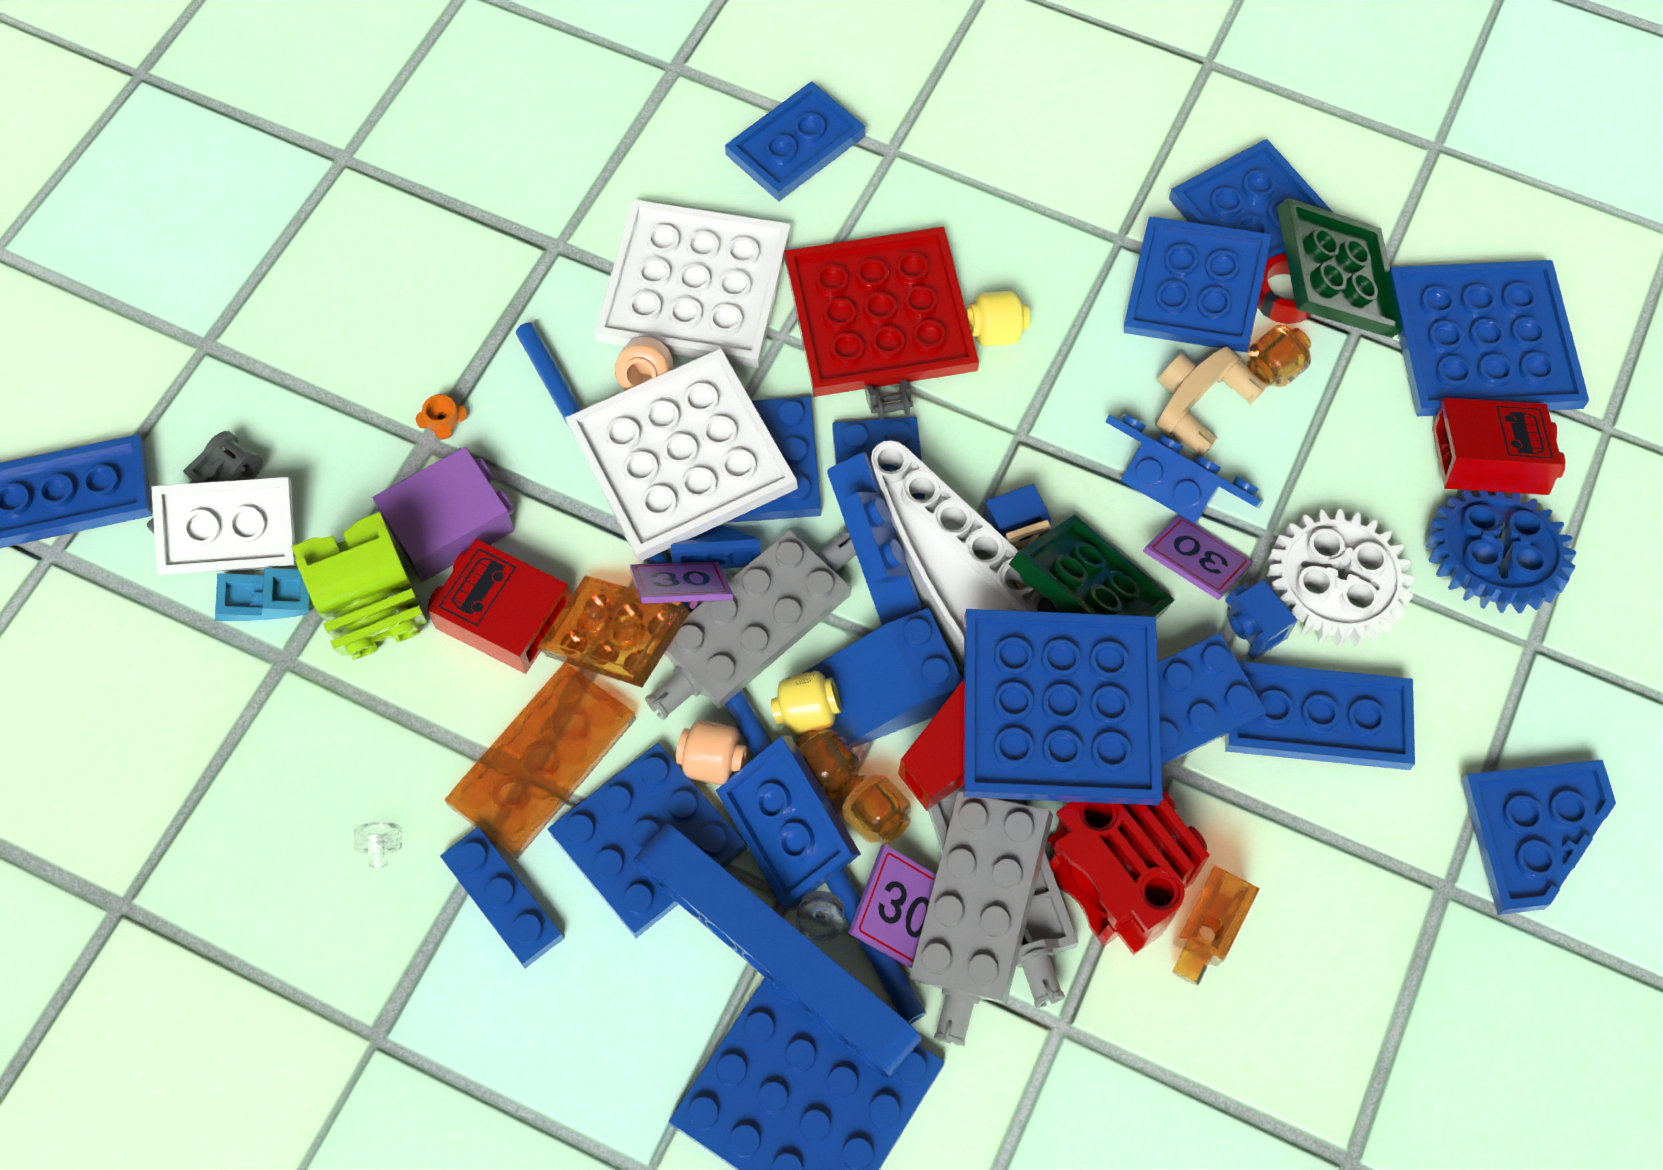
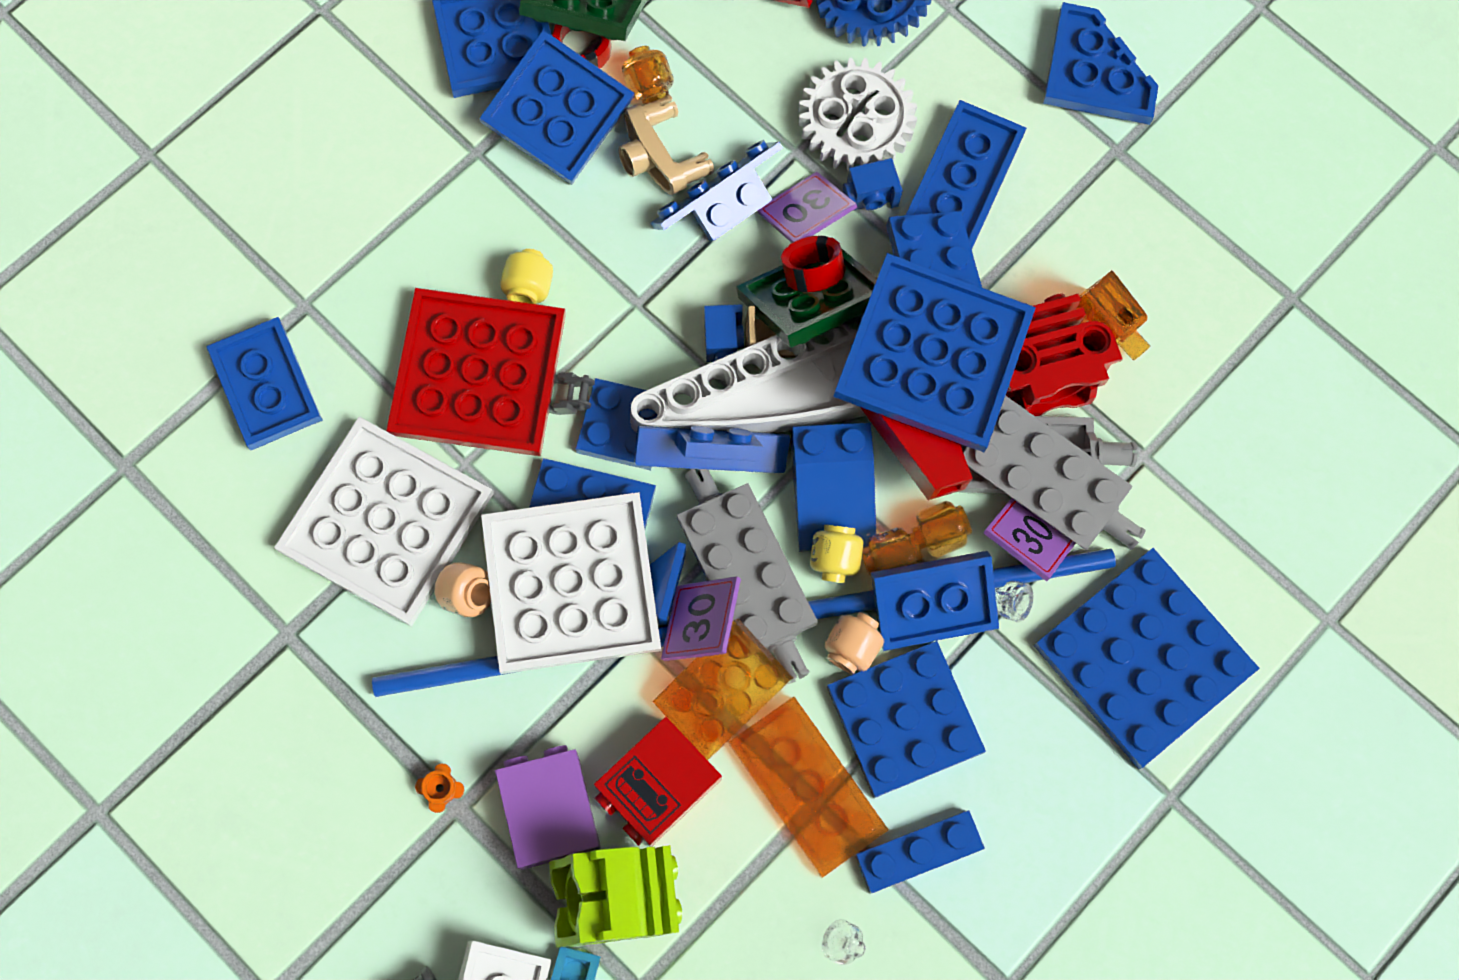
camera: 75 degrees left, 10 degrees up
(778, 951) = (1039, 642): blue beam -> none
(1136, 559) = (809, 251): none -> red piece

